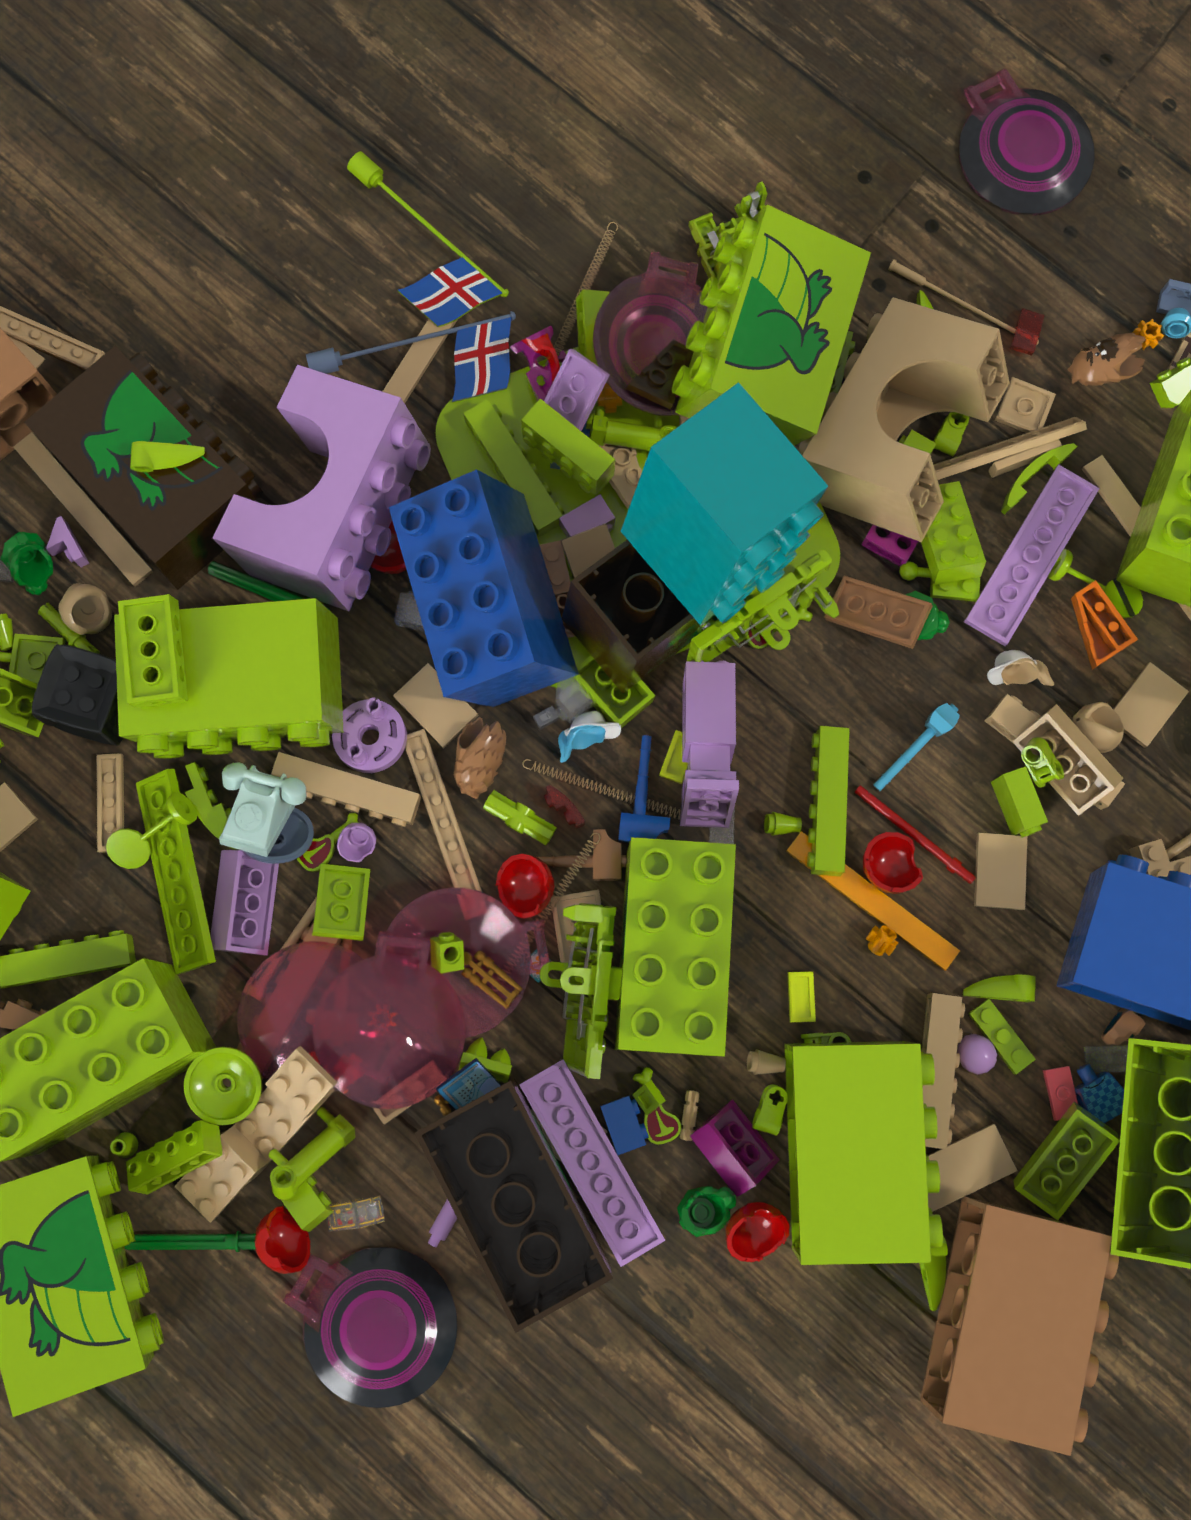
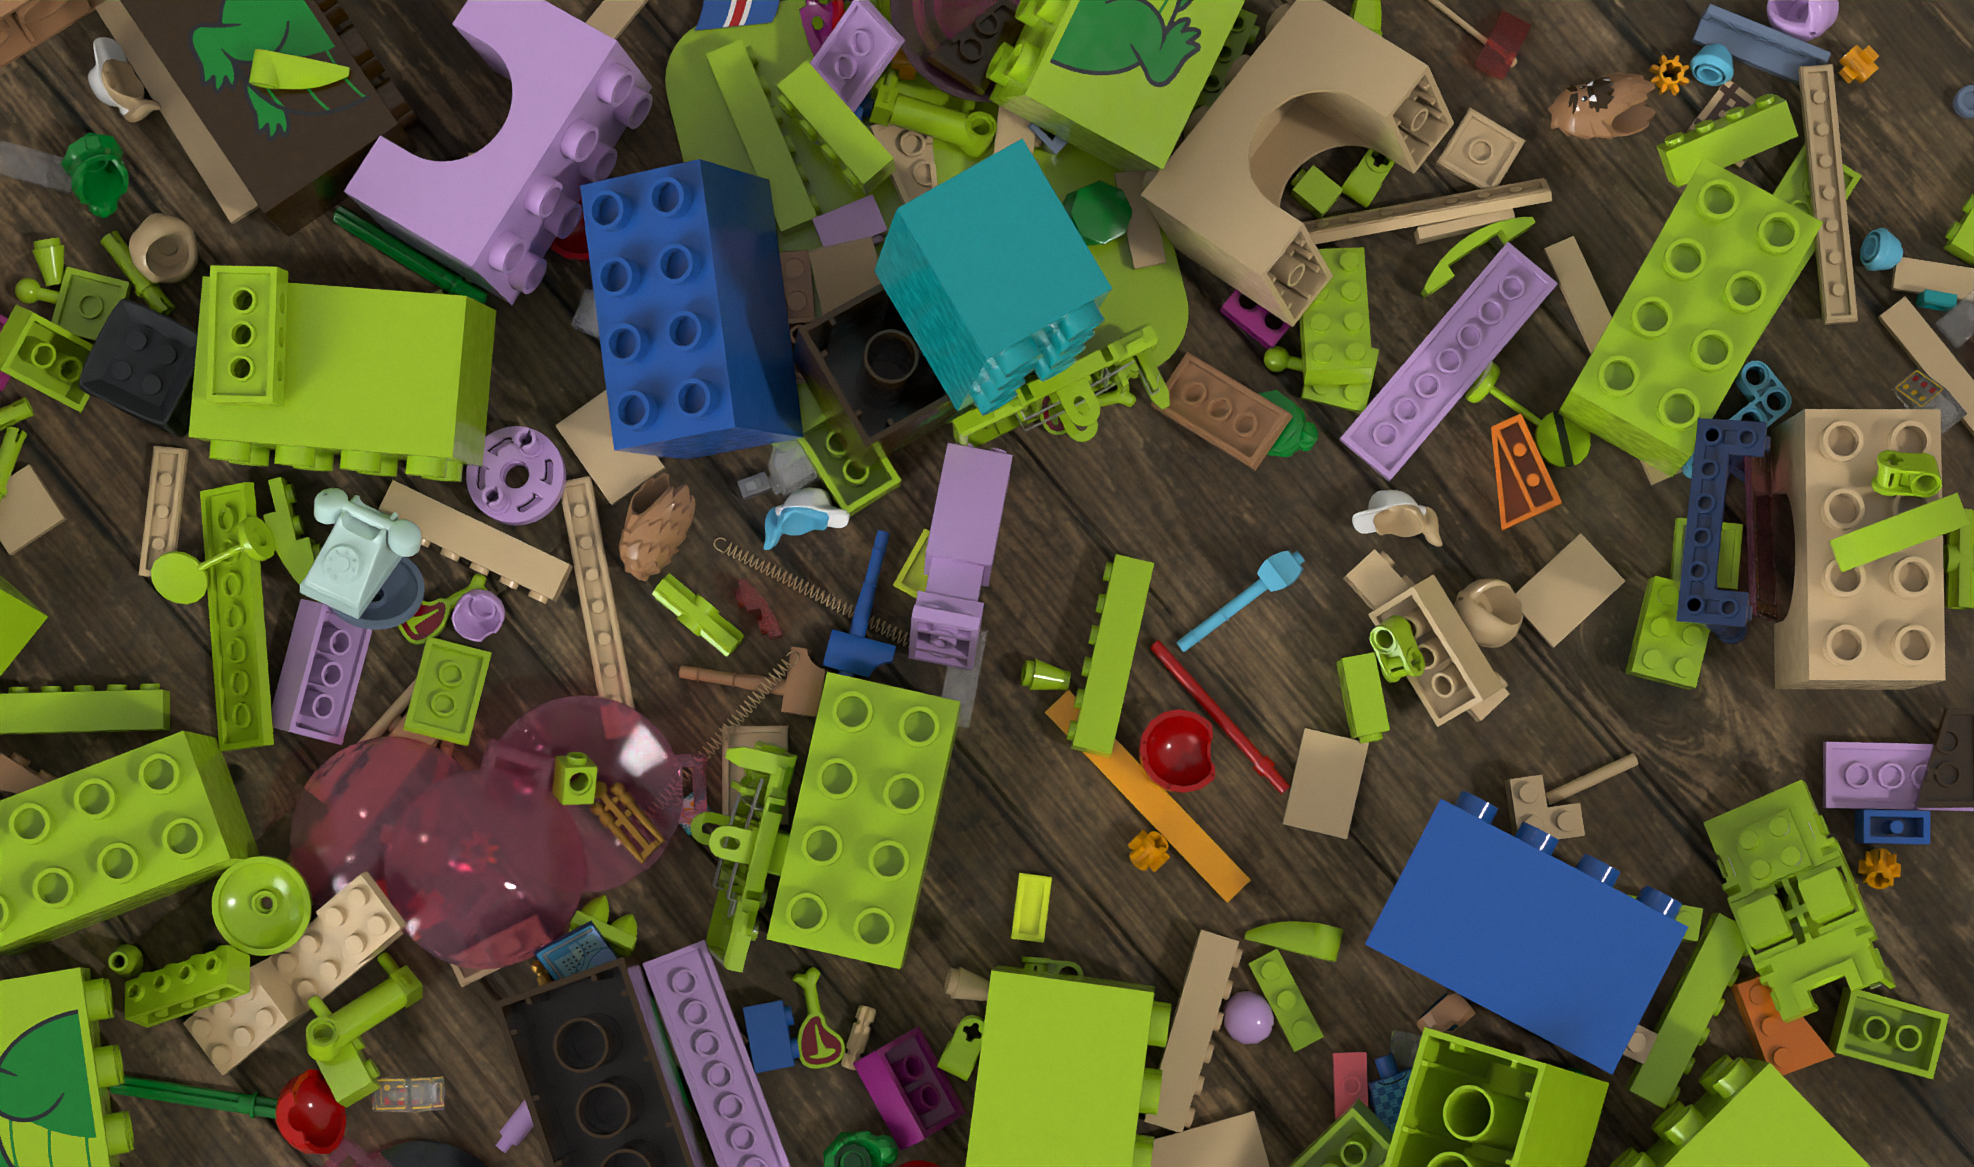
camera: 15 degrees right, 5 degrees up
(34, 495) = (116, 83): none -> tan hair
(64, 540) = (148, 145): lavender slope -> none
(525, 885) = (690, 706): red cylinder -> none
(649, 1097) = (808, 1006): lime plate -> none

